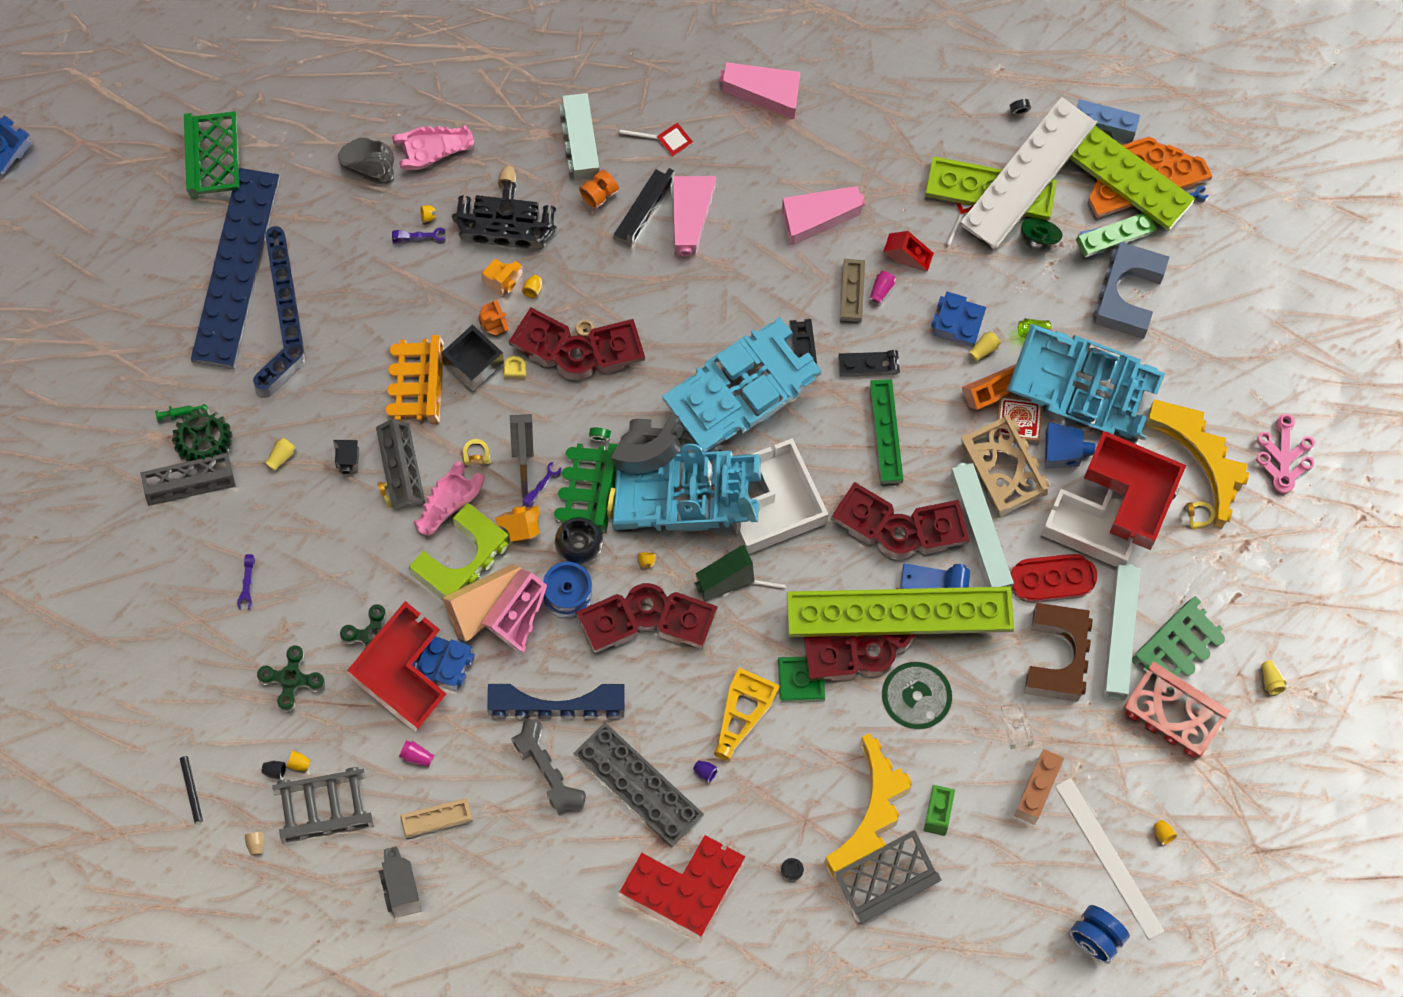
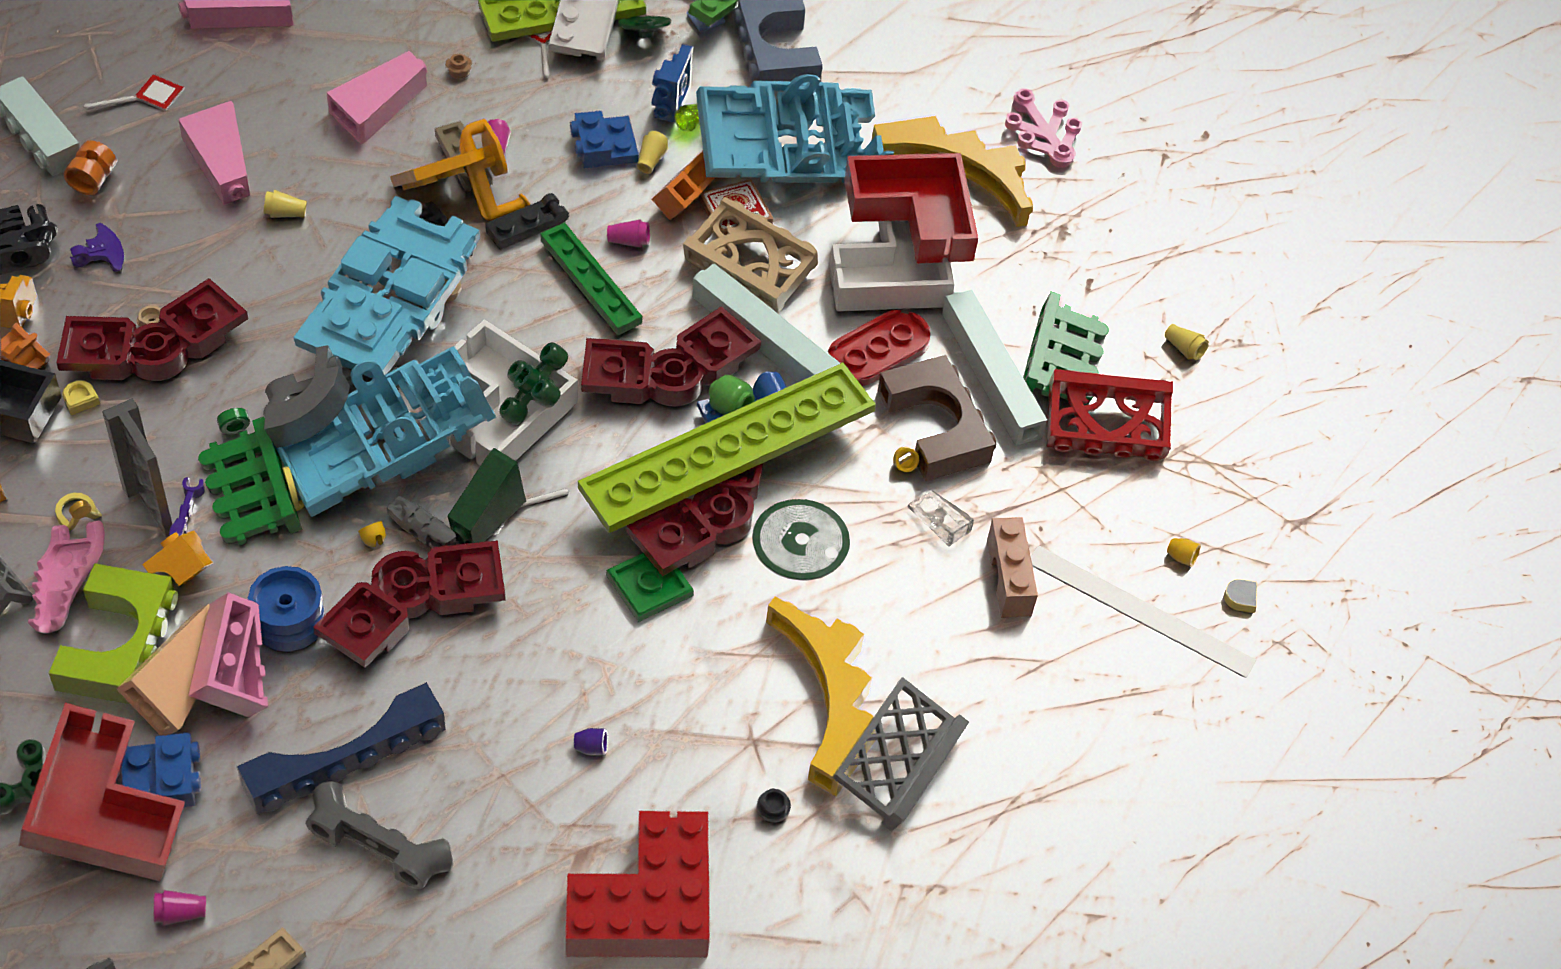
camera: 30 degrees left, 15 degrees down
(532, 286) = (56, 301): yellow hose -> none
(580, 255) = (104, 247): none -> dark purple piece
(581, 528) = (264, 544): black wheel -> none
(638, 784) = (511, 801): dark grey plate -> none
(644, 207) = (159, 168): black fence -> none
(679, 568) = (420, 523): none -> dark grey hinge
(711, 276) = (283, 205): none -> light yellow cone
(754, 688) = (599, 616): yellow plate -> none
(798, 504) = (533, 383): none -> dark green gear
(826, 303) = (475, 162): none -> light orange plate
(890, 213) = (458, 66): none -> medium nougat plate
(908, 250) = (504, 94): red slope -> none
(925, 572) = (730, 394): none -> bright green head
(932, 407) = (629, 233): none -> dark pink cone
(939, 810) = (911, 651): bright green slope -> none
(1018, 676) = (908, 463): none -> yellow hinge
(1028, 298) = (672, 84): none -> blue plate
(1065, 446) = (805, 210): blue torso -> none
(1099, 934) = (1194, 690): blue wheel -> none
(1183, 882) = (1241, 595): none -> tile
(1190, 510) = (987, 213): light yellow piece -> none

